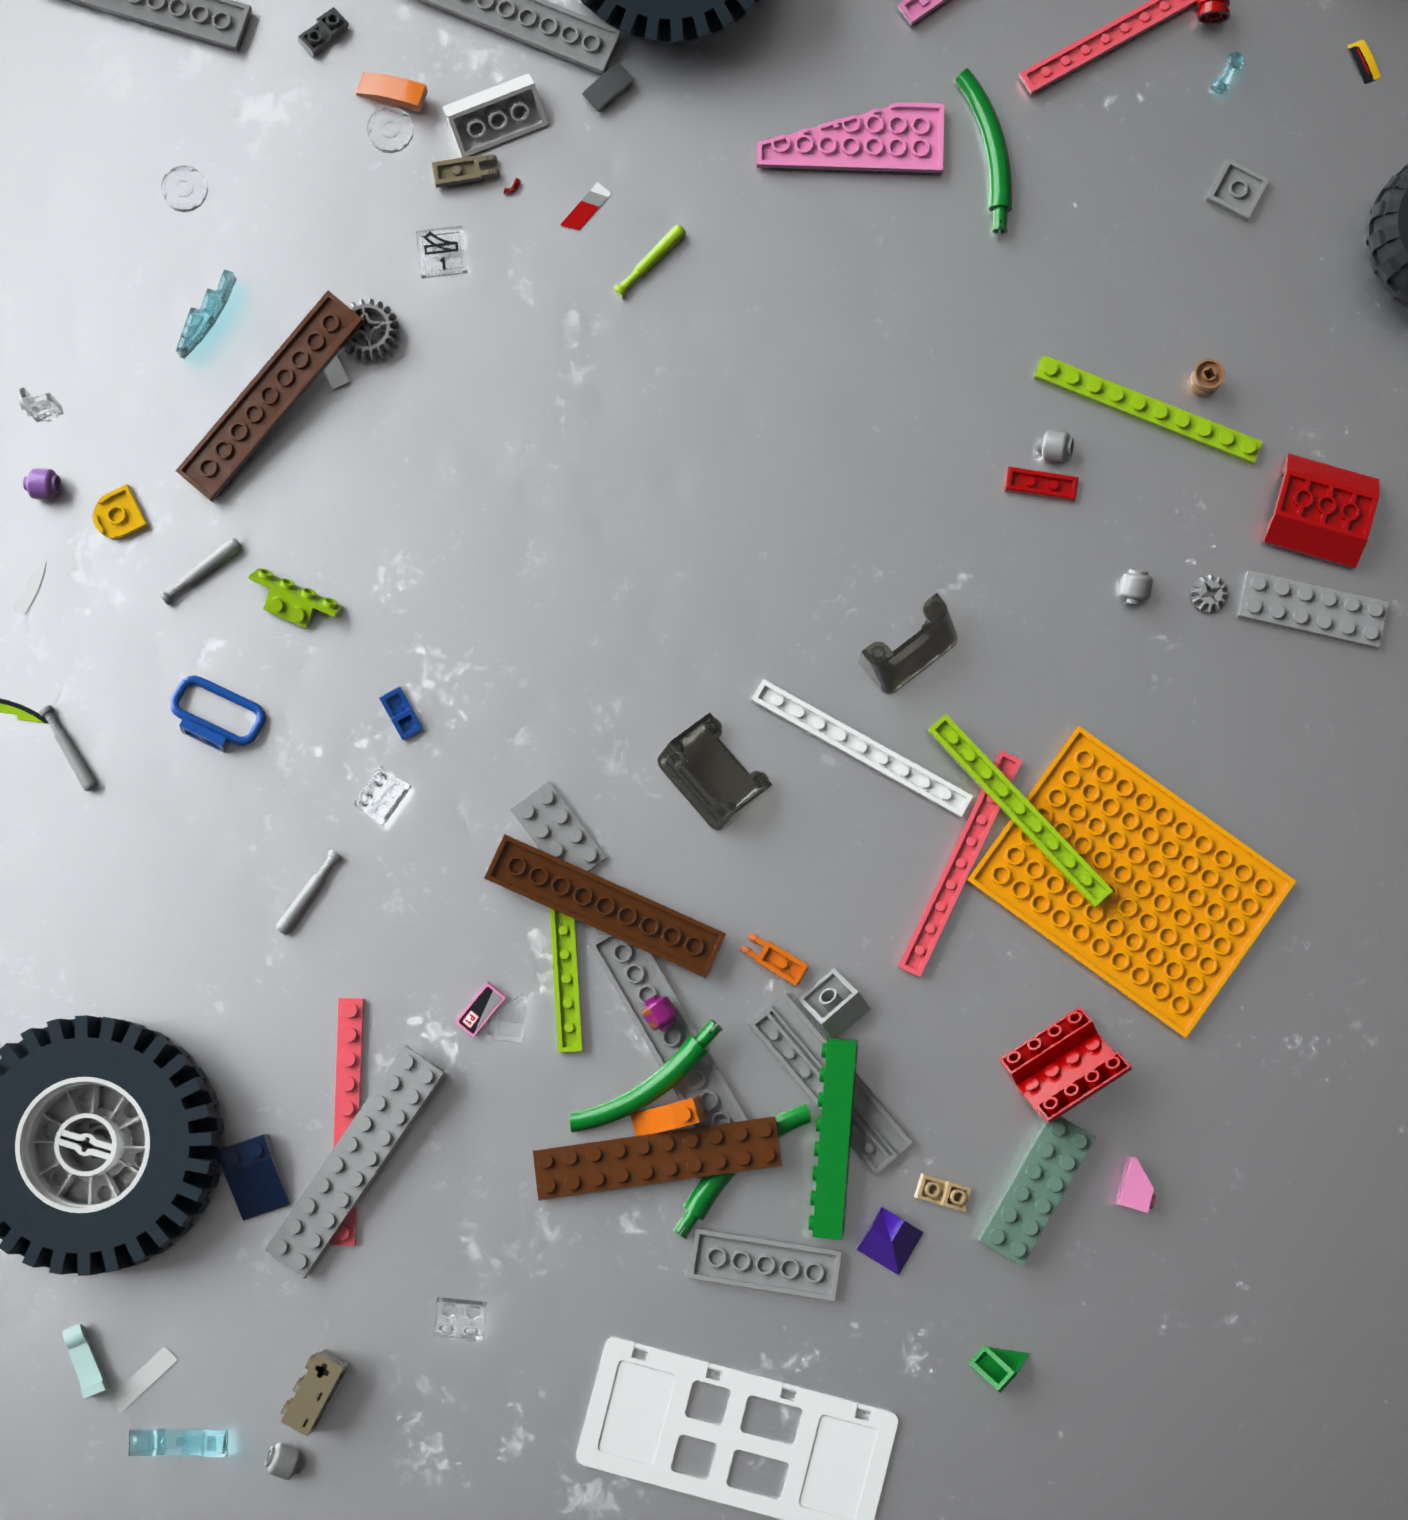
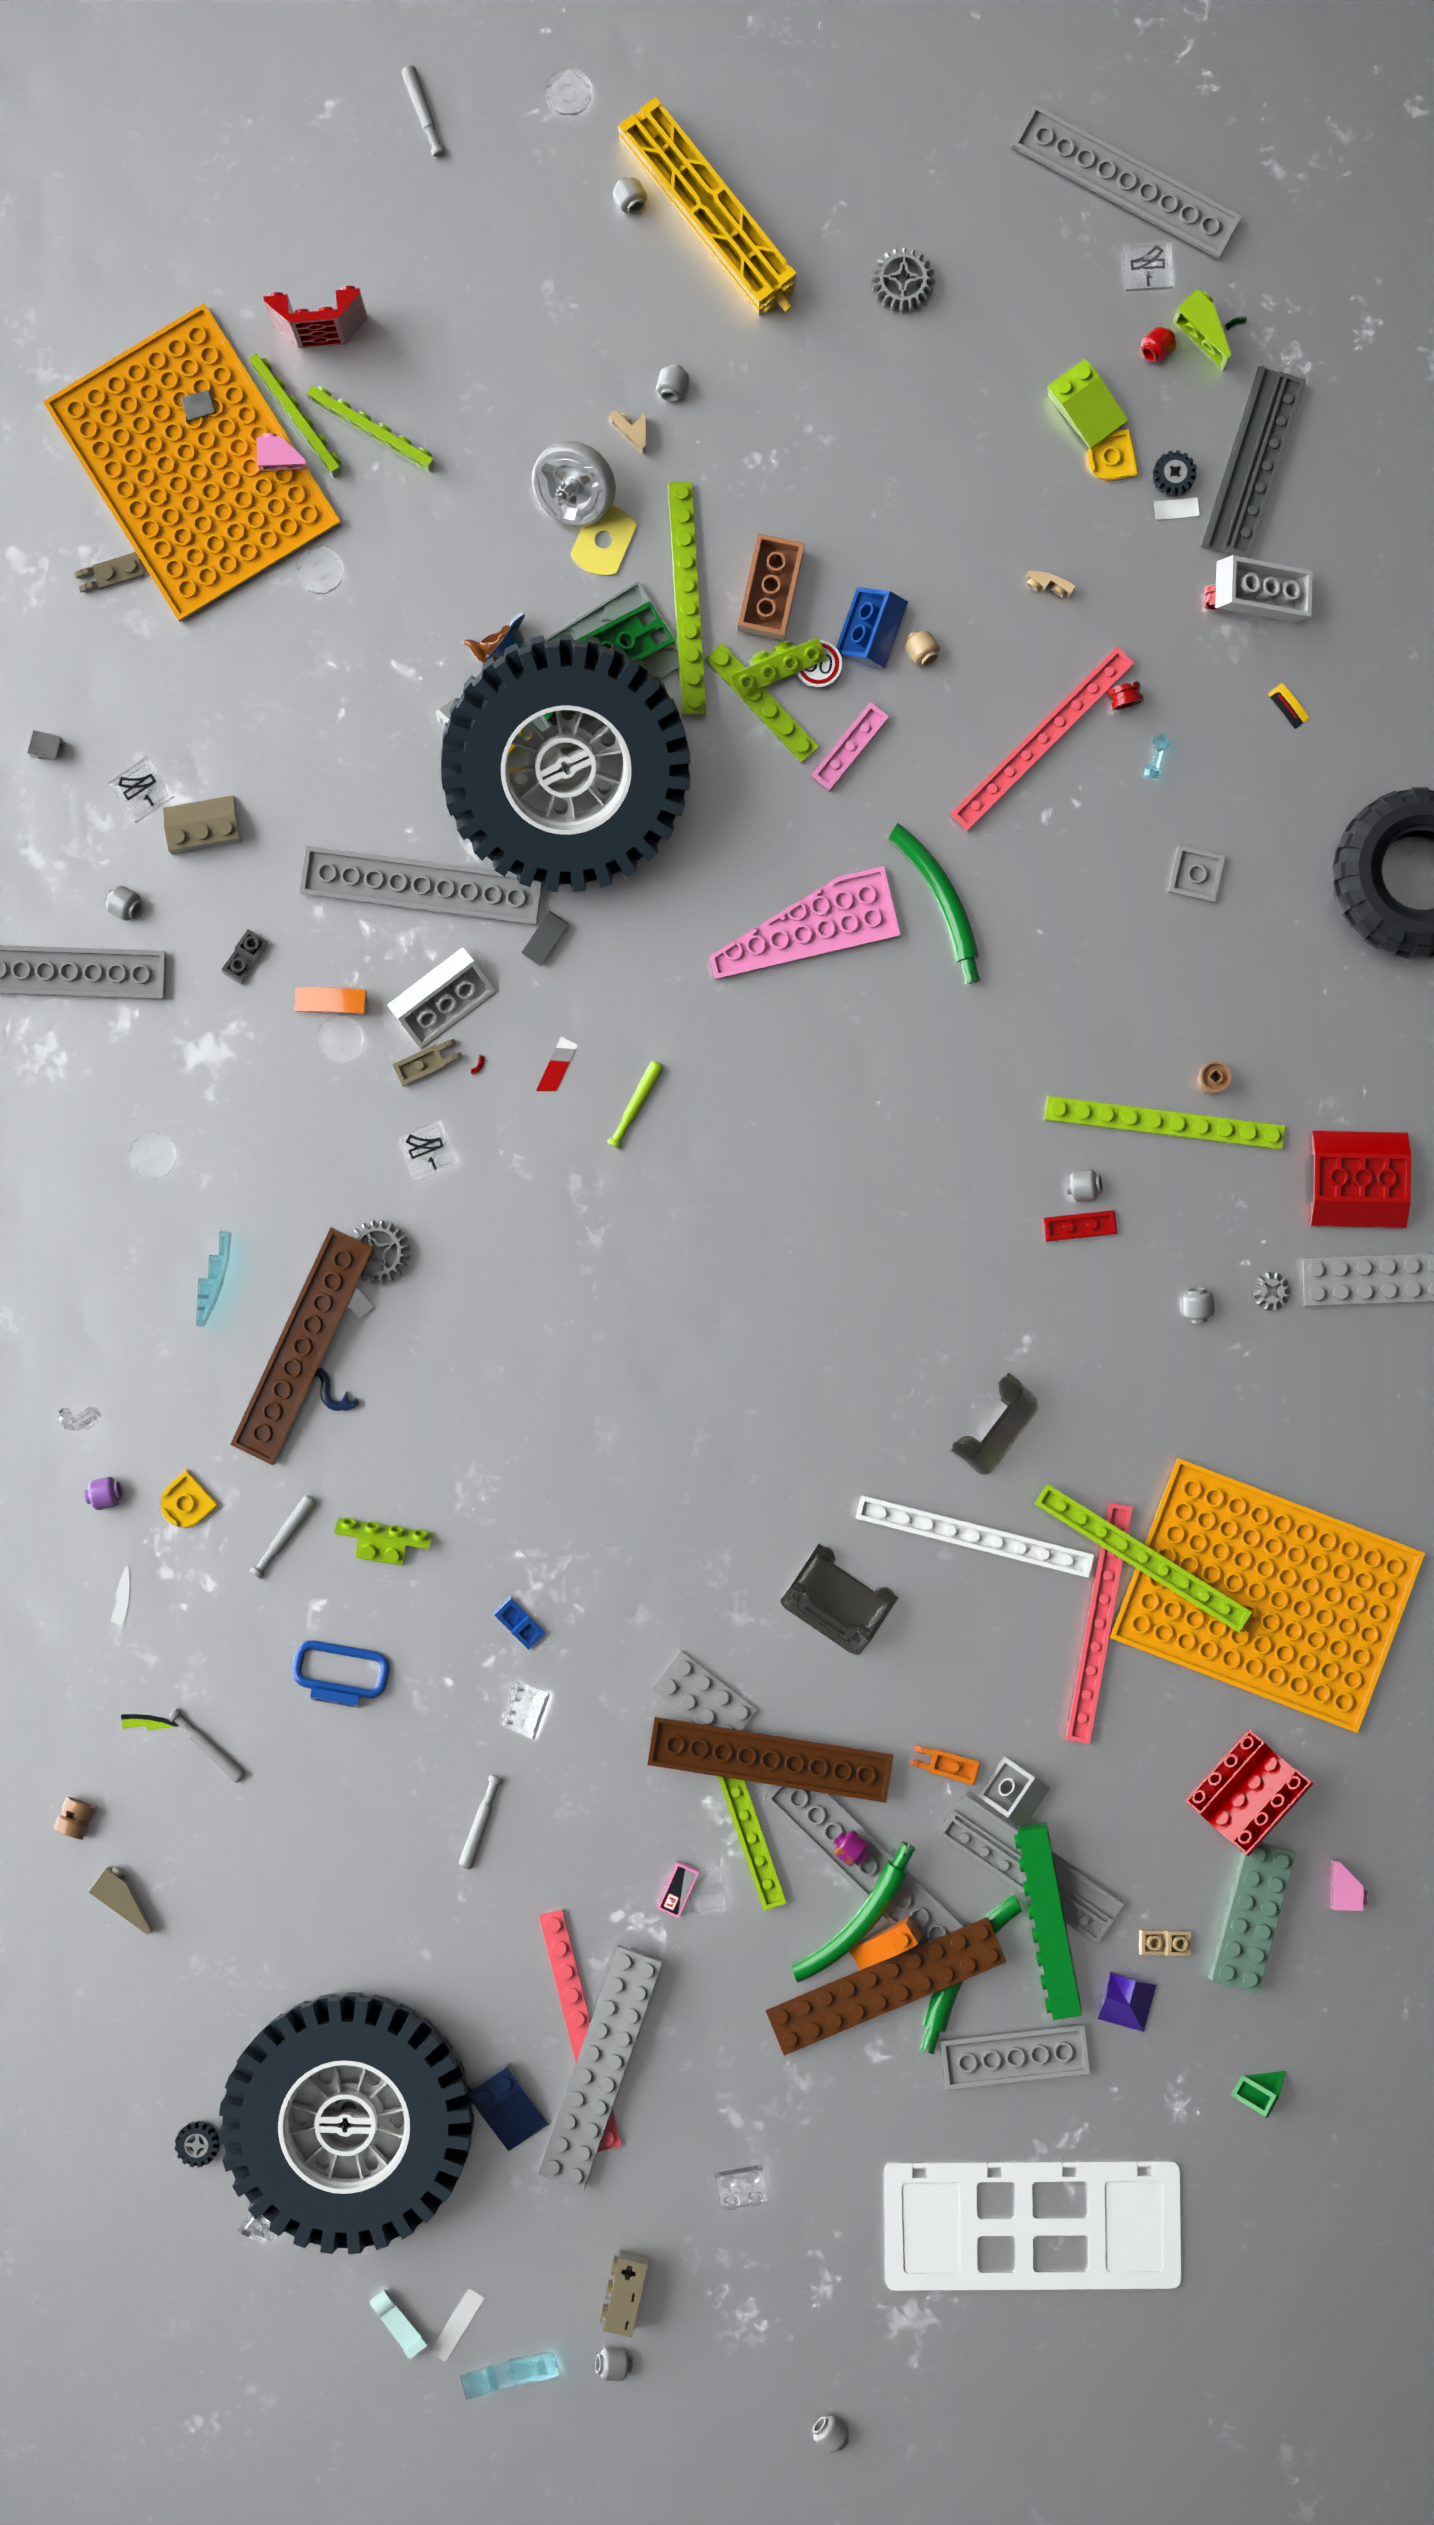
camera: 15 degrees left, 5 degrees up
(295, 463) = (345, 1404): none -> dark blue animal

